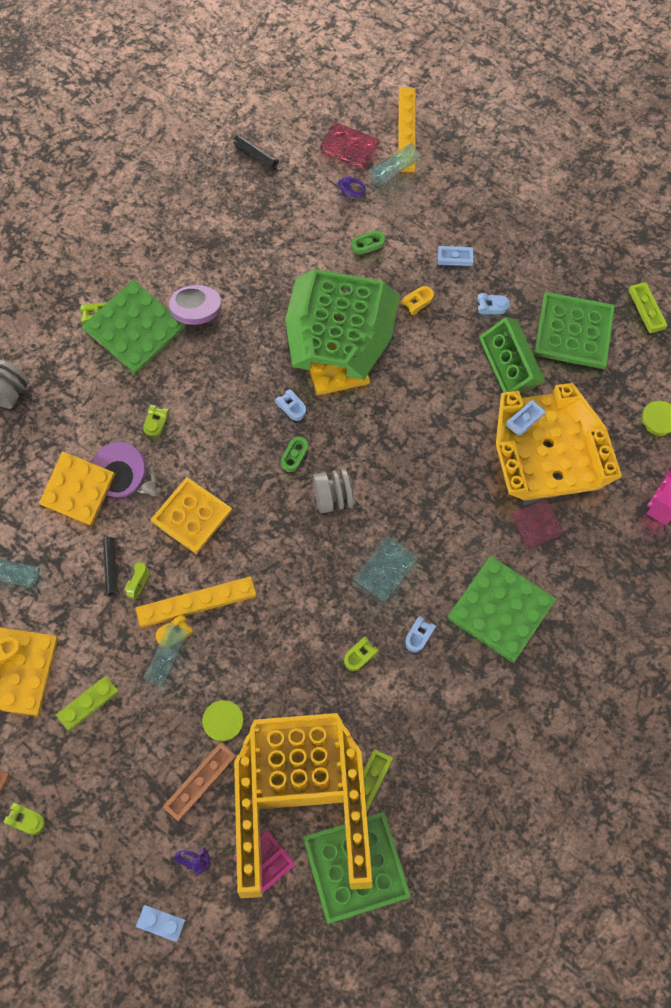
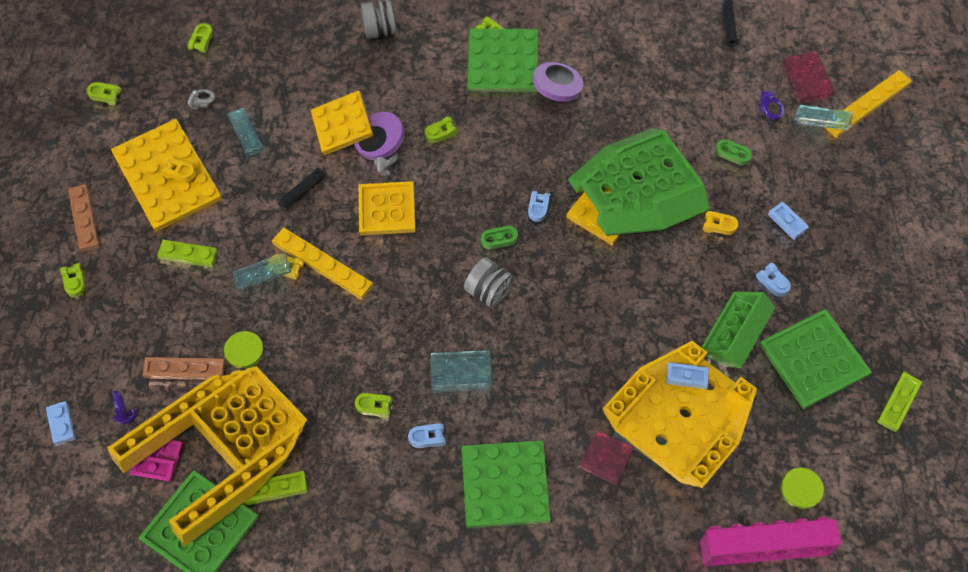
camera: 55 degrees right, 5 degrees down
(134, 587) = (304, 213): lime plate -> none

